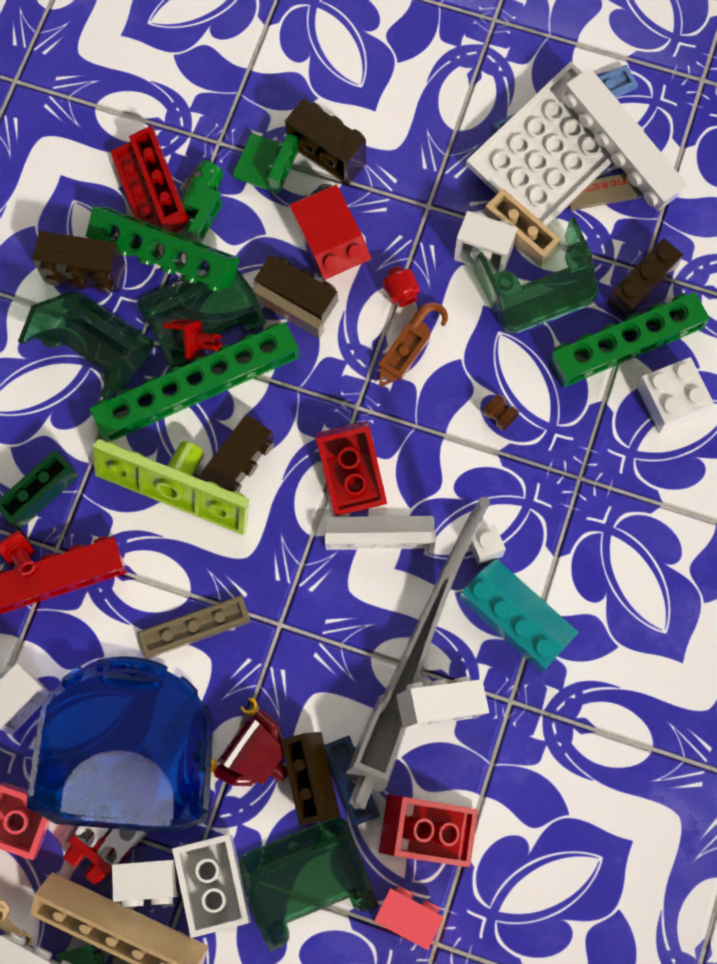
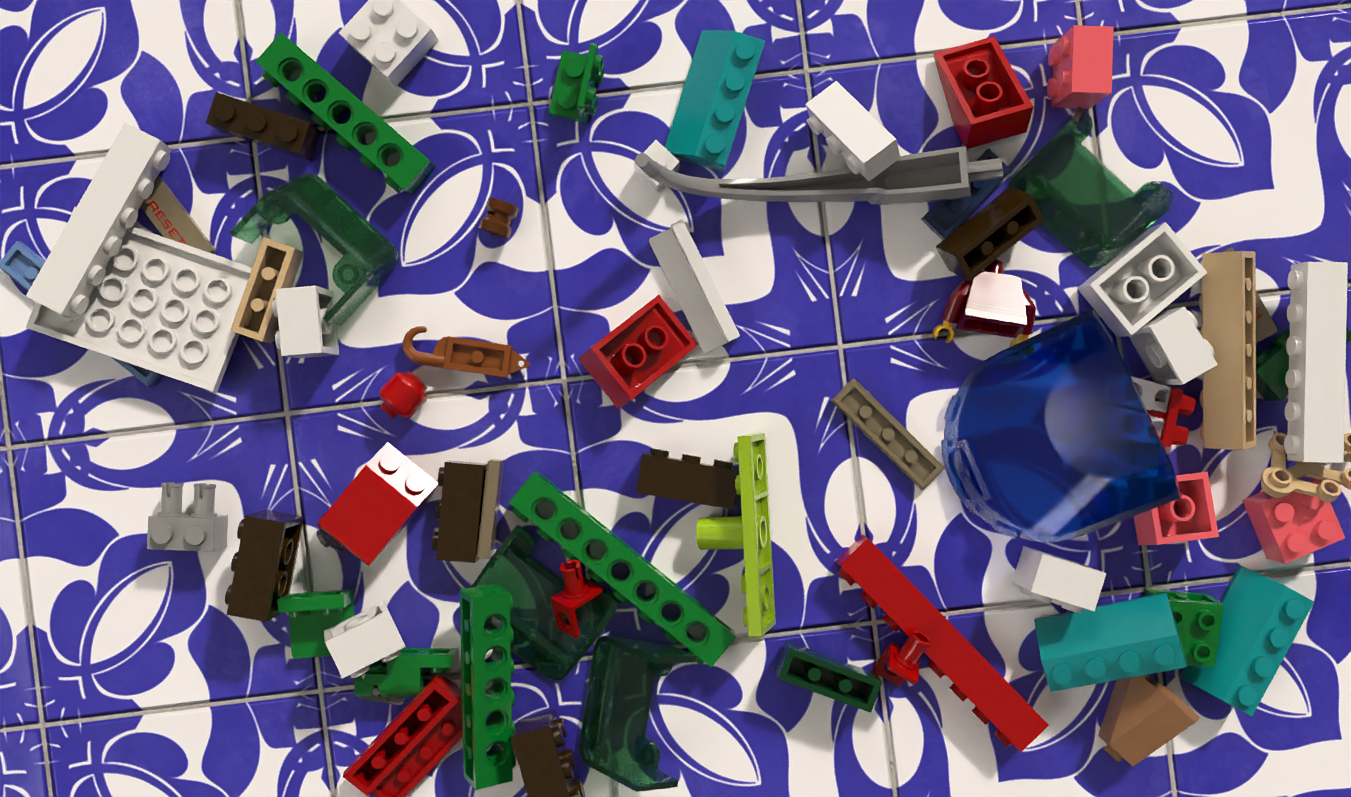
camera: 120 degrees left, 15 degrees up
(238, 180) = (363, 641): none -> white brick
(376, 103) = (187, 532): none -> light grey brick
(576, 515) = (575, 84): none -> green bracket

